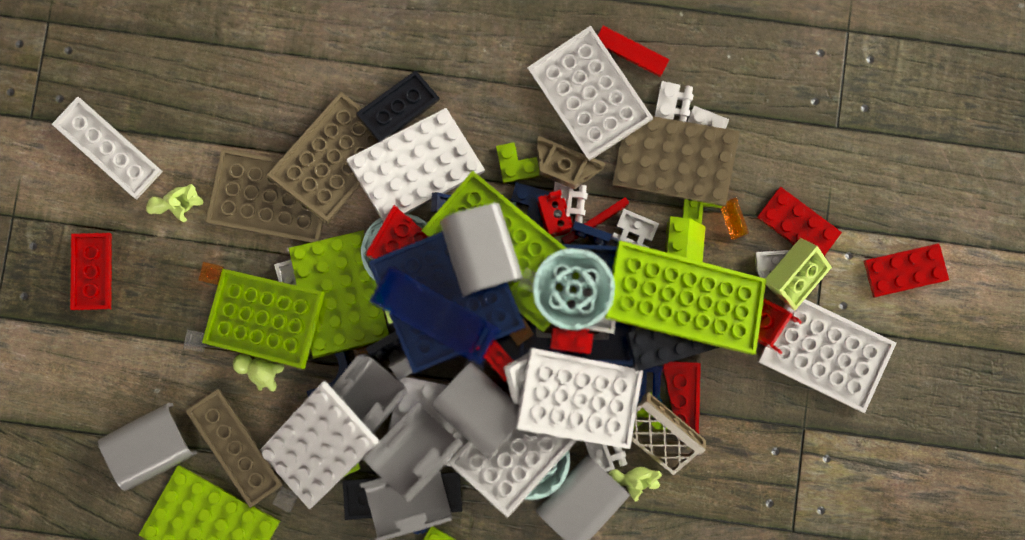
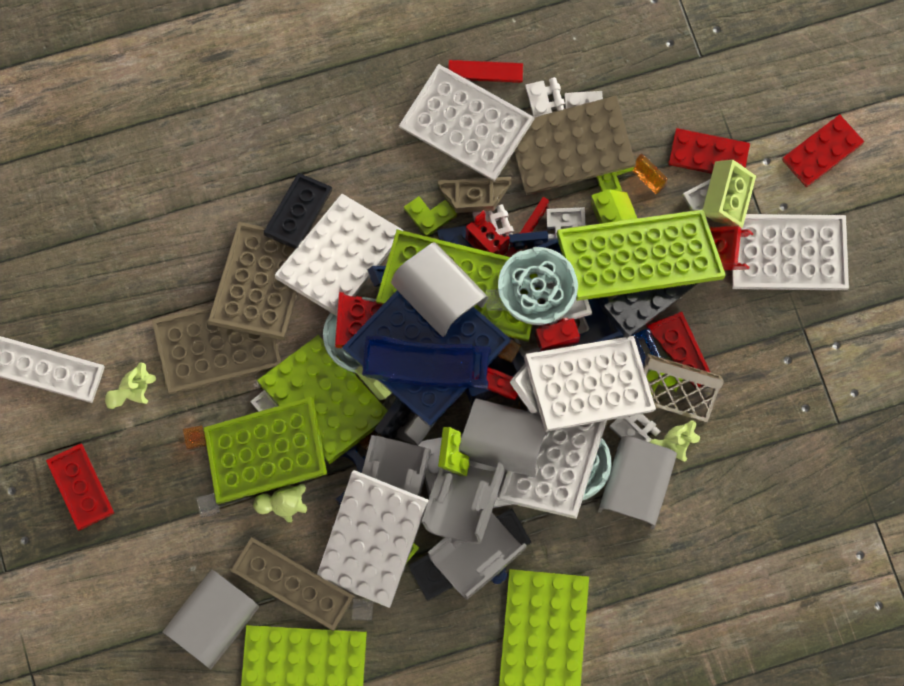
camera: 25 degrees left, 10 degrees down
(419, 407) = (450, 457): none -> lime plate

